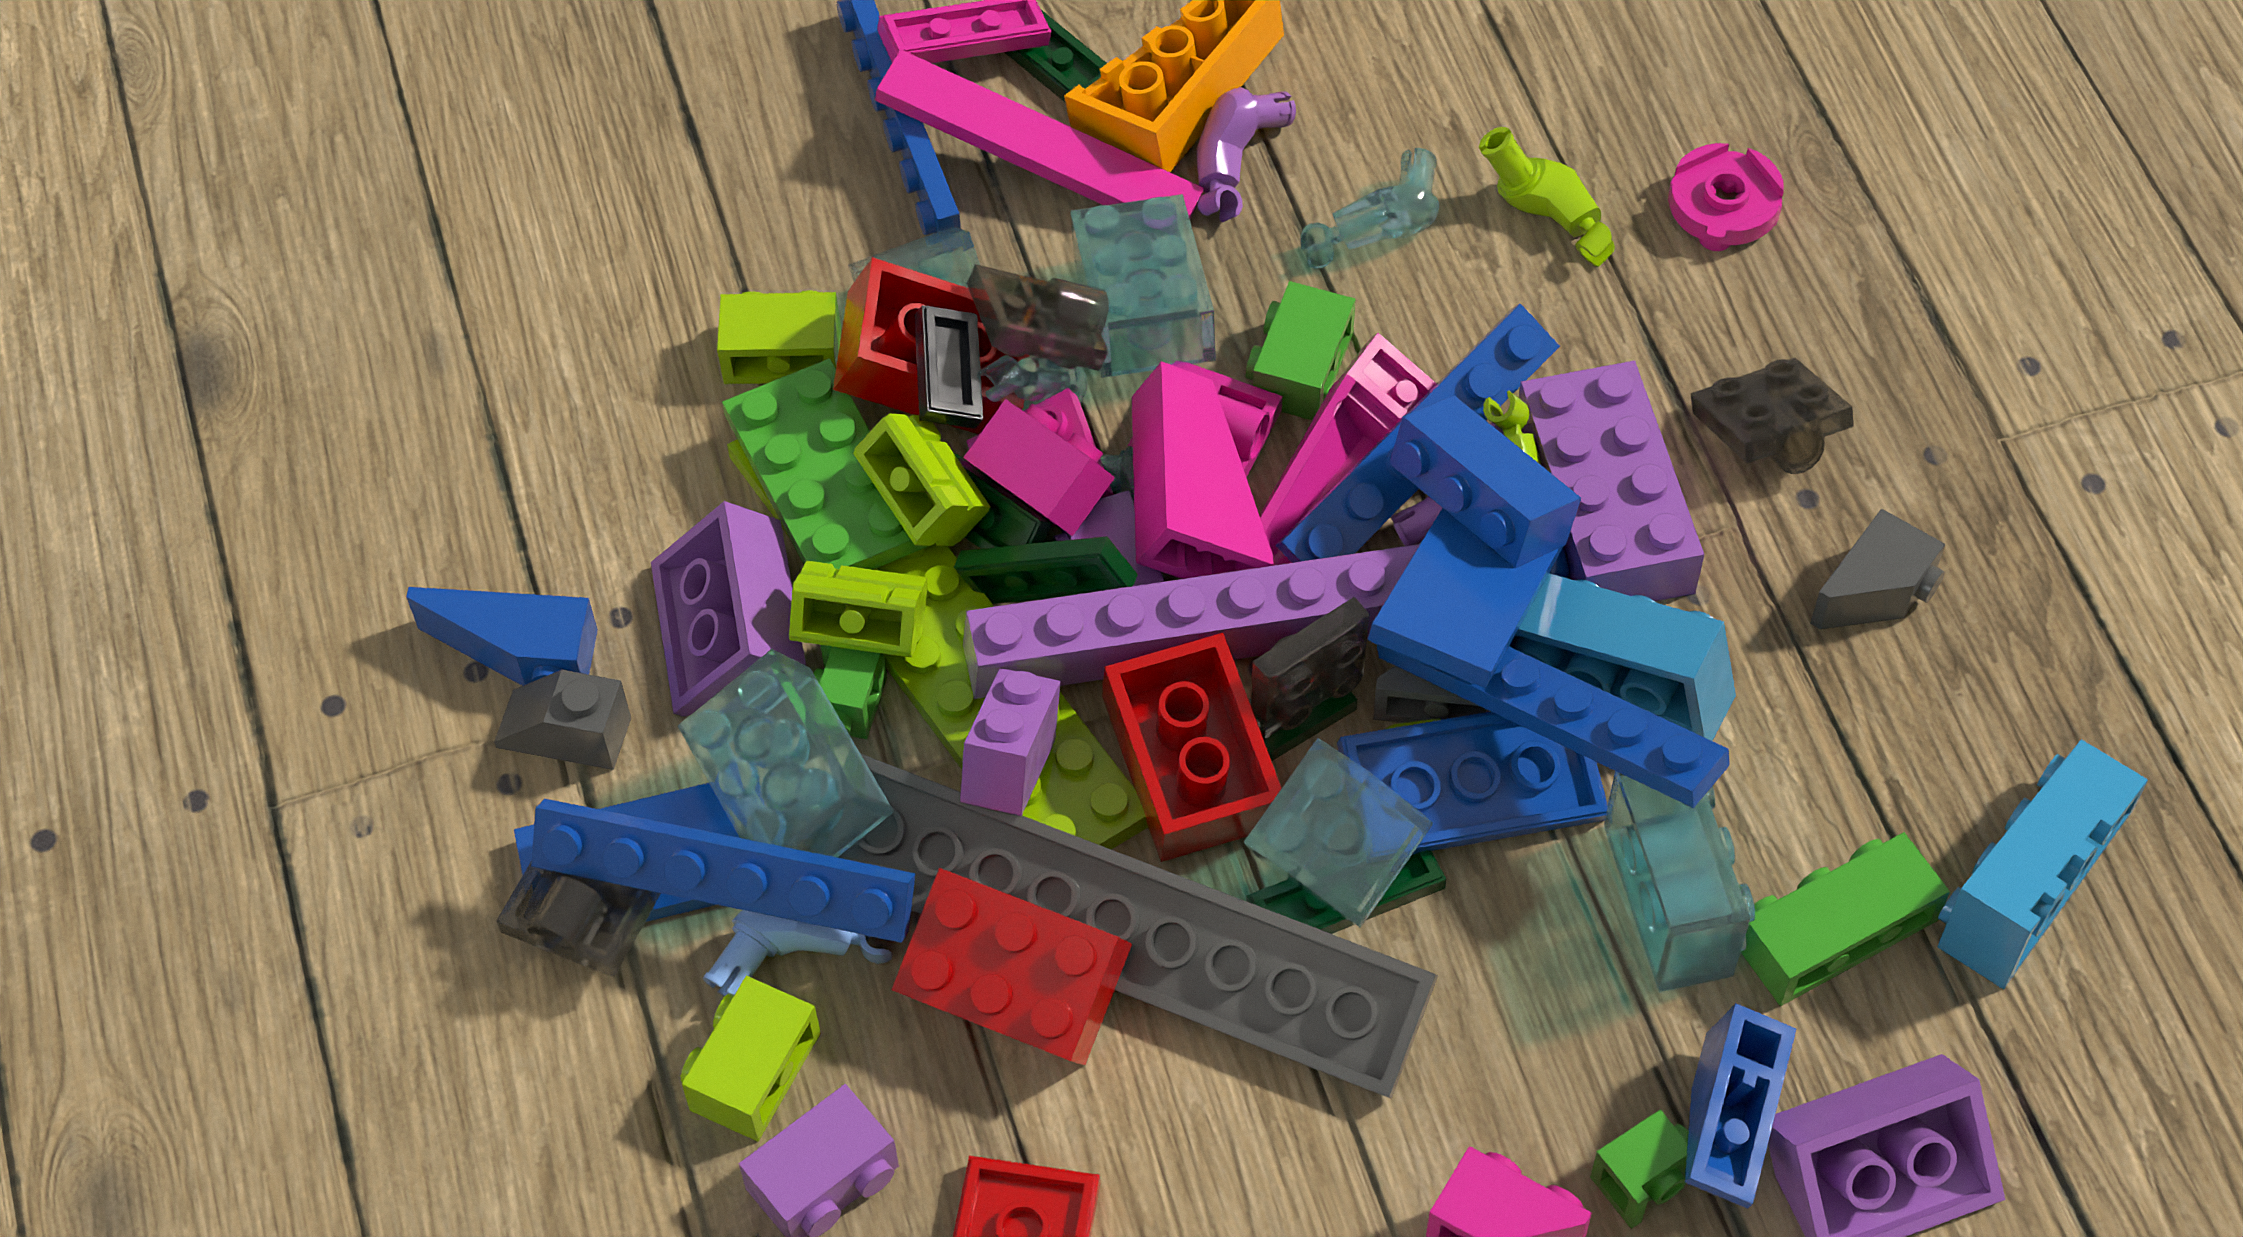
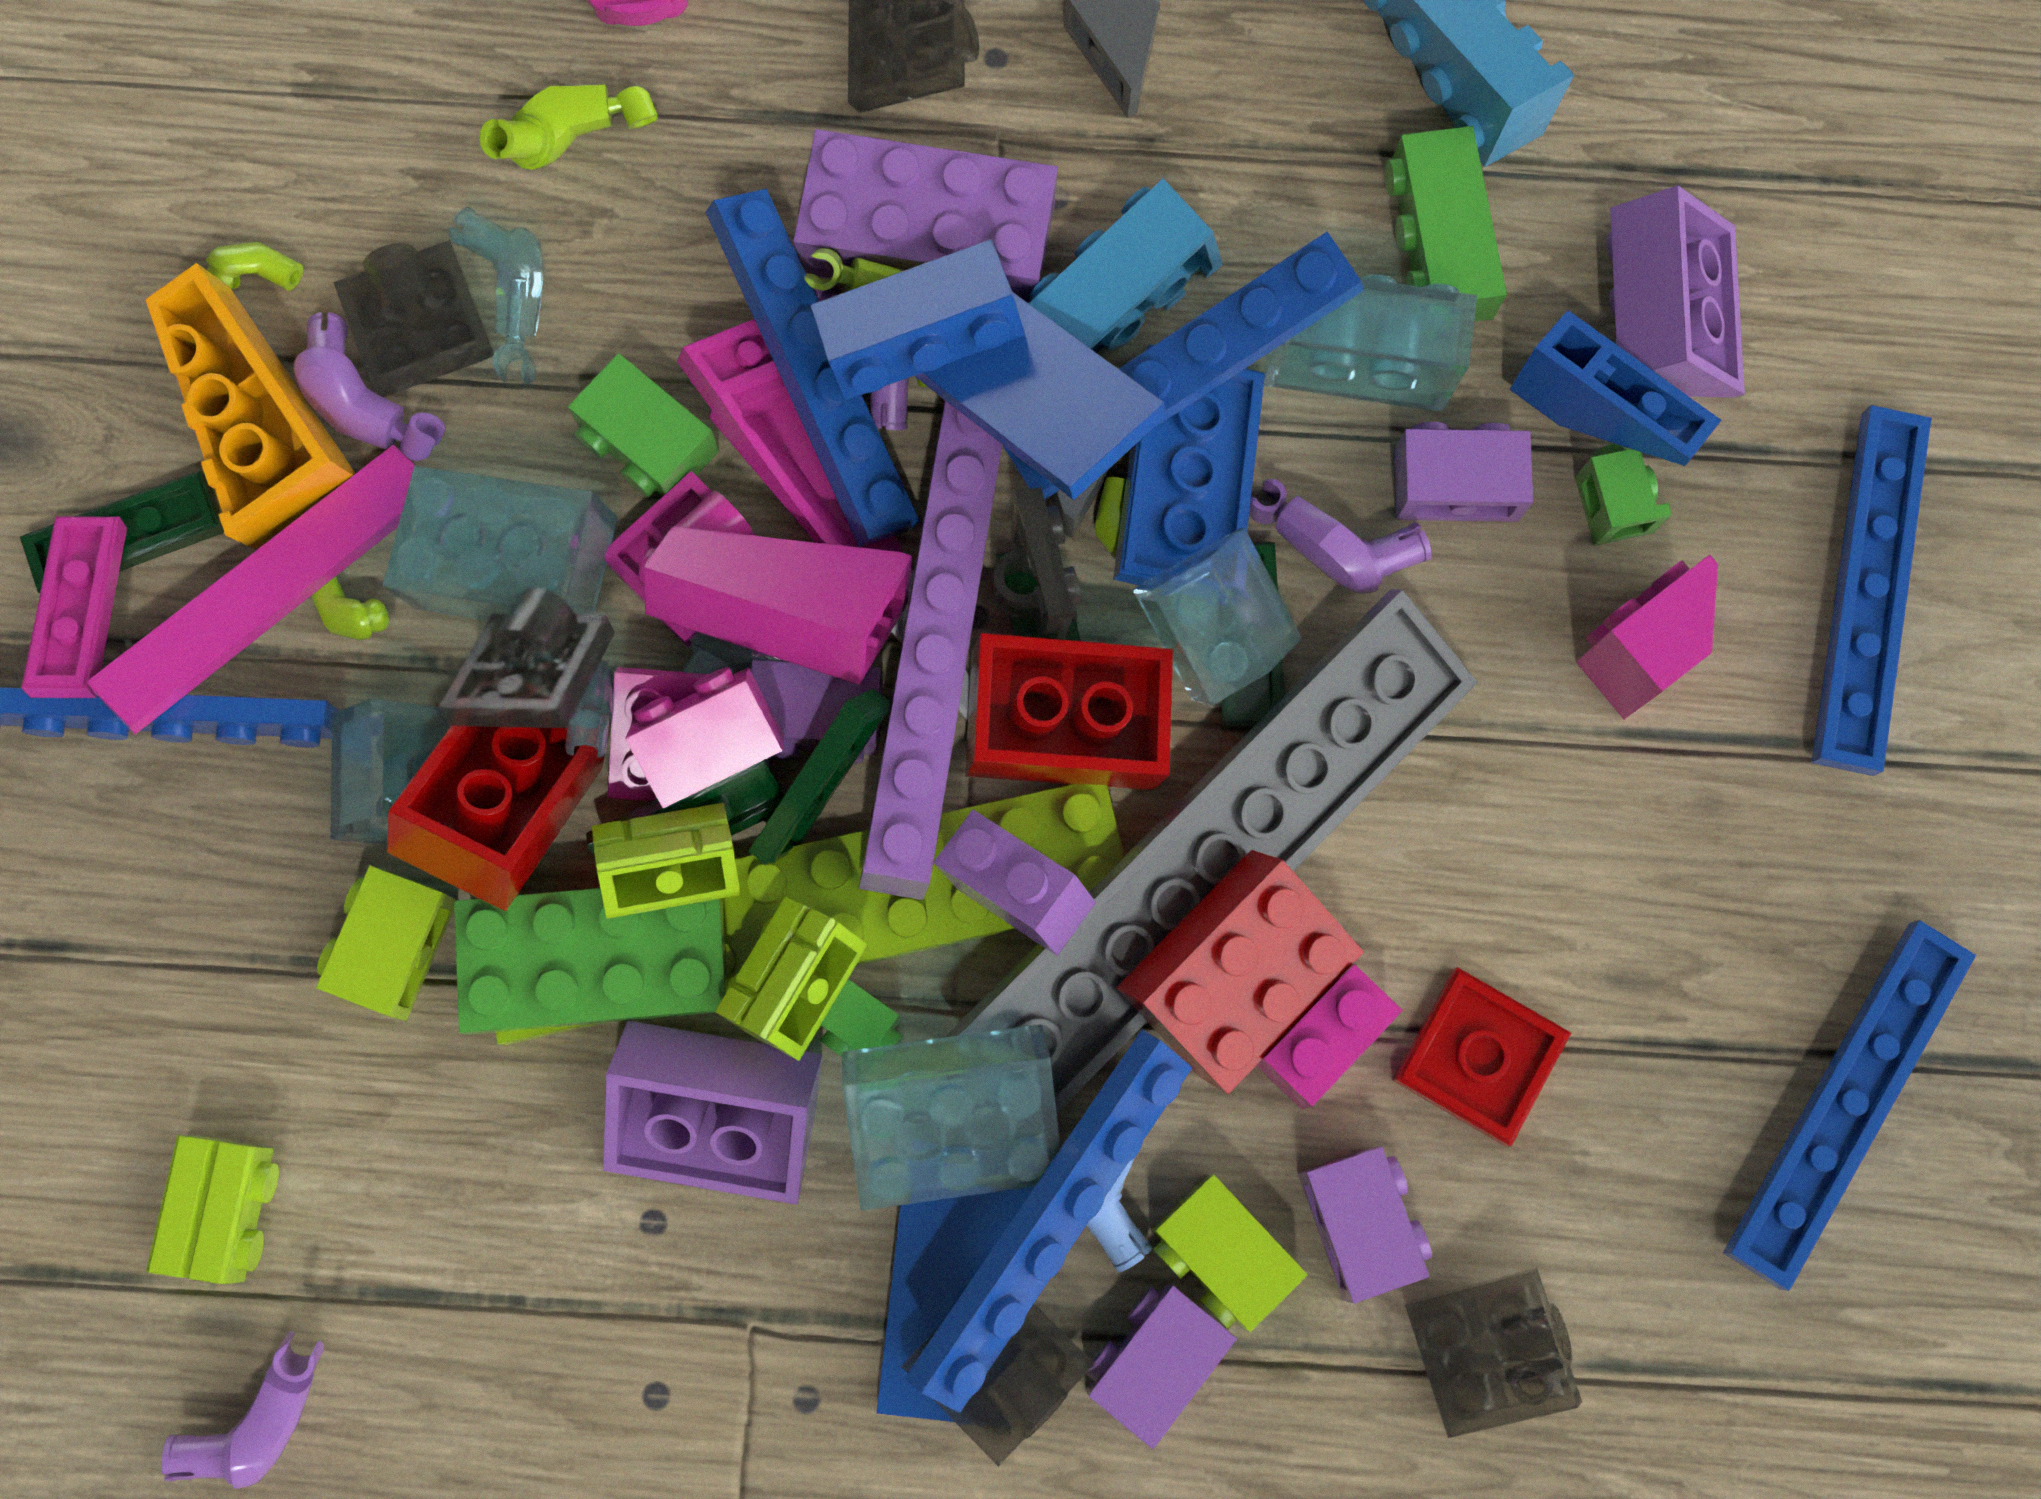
camera: 75 degrees left, 20 degrees up
(362, 403) = (259, 1436): none -> medium lavender arm
(510, 631) = (653, 1332): blue slope -> none
(521, 304) = (212, 1210): none -> lime brick
(567, 719) = (767, 1324): dark grey slope -> none
(629, 1033) = (1158, 1363): none -> medium lavender brick
(948, 367) = (549, 782): black tile -> none
(982, 1073) = (1329, 1038): none -> dark pink brick
(1042, 211) = (349, 616): none -> lime arm
(1319, 42) = (234, 260): none -> lime arm
(1322, 158) = (413, 316): none -> clear smoke plate
(1457, 935) = (1334, 547): none -> medium lavender arm
(1594, 1014) = (1463, 473): none -> medium lavender brick

